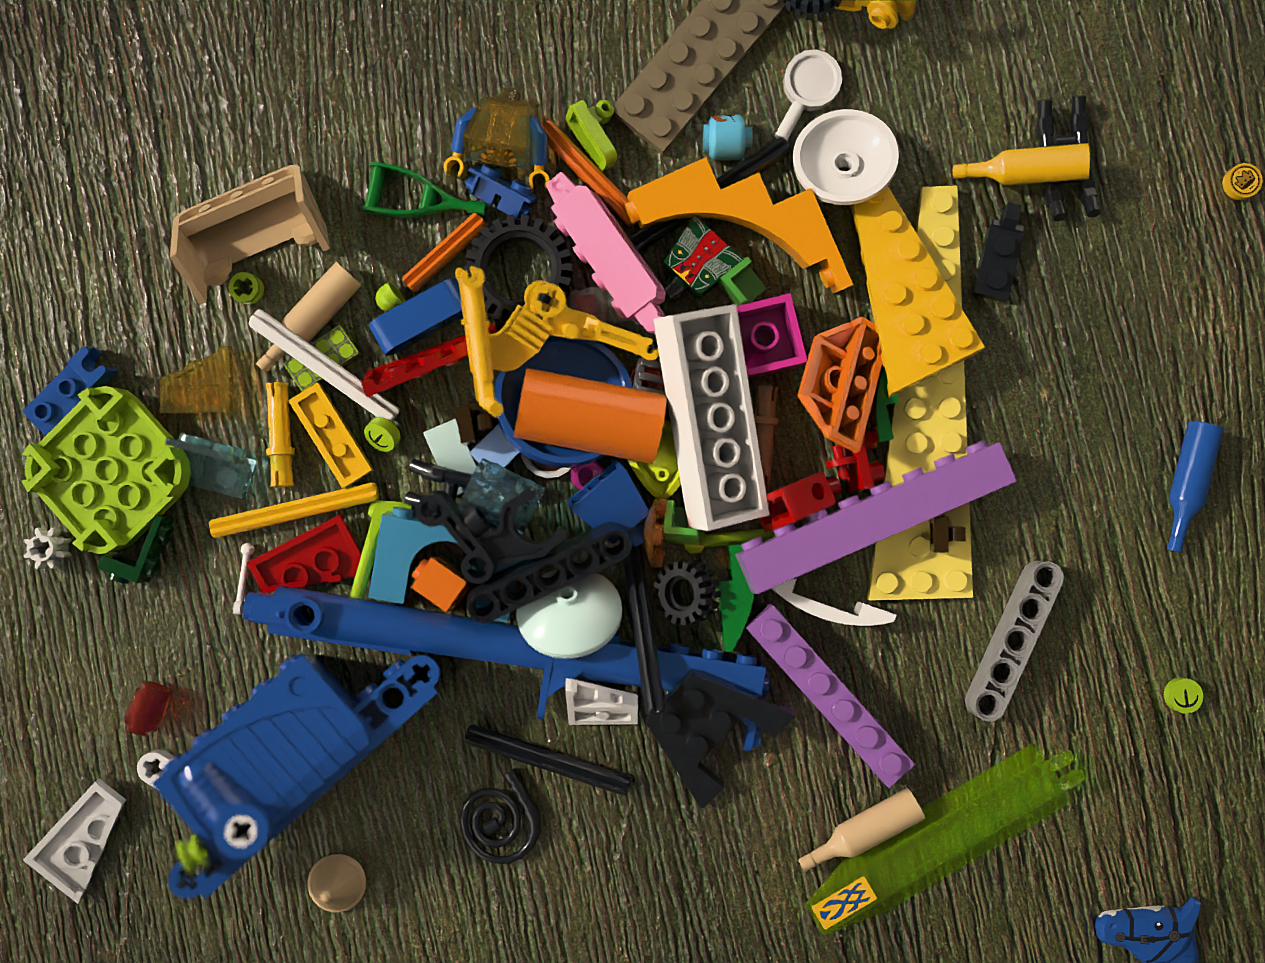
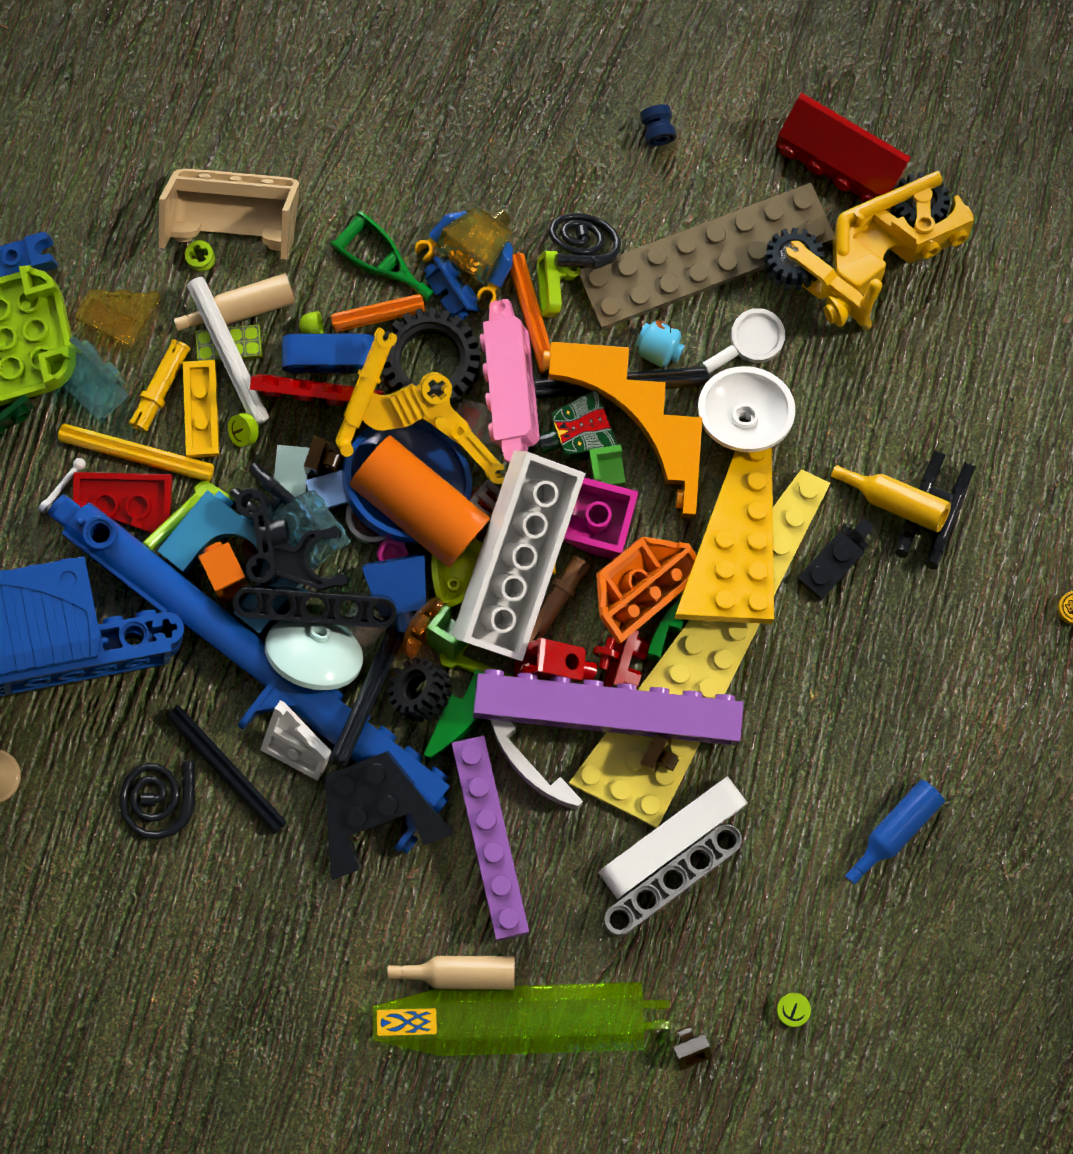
camera: 20 degrees right, 10 degrees down
(608, 92) = (583, 257): none -> black piece
(992, 599) = (672, 837): none -> white beam
(1114, 784) = (691, 1049): none -> dark brown tile

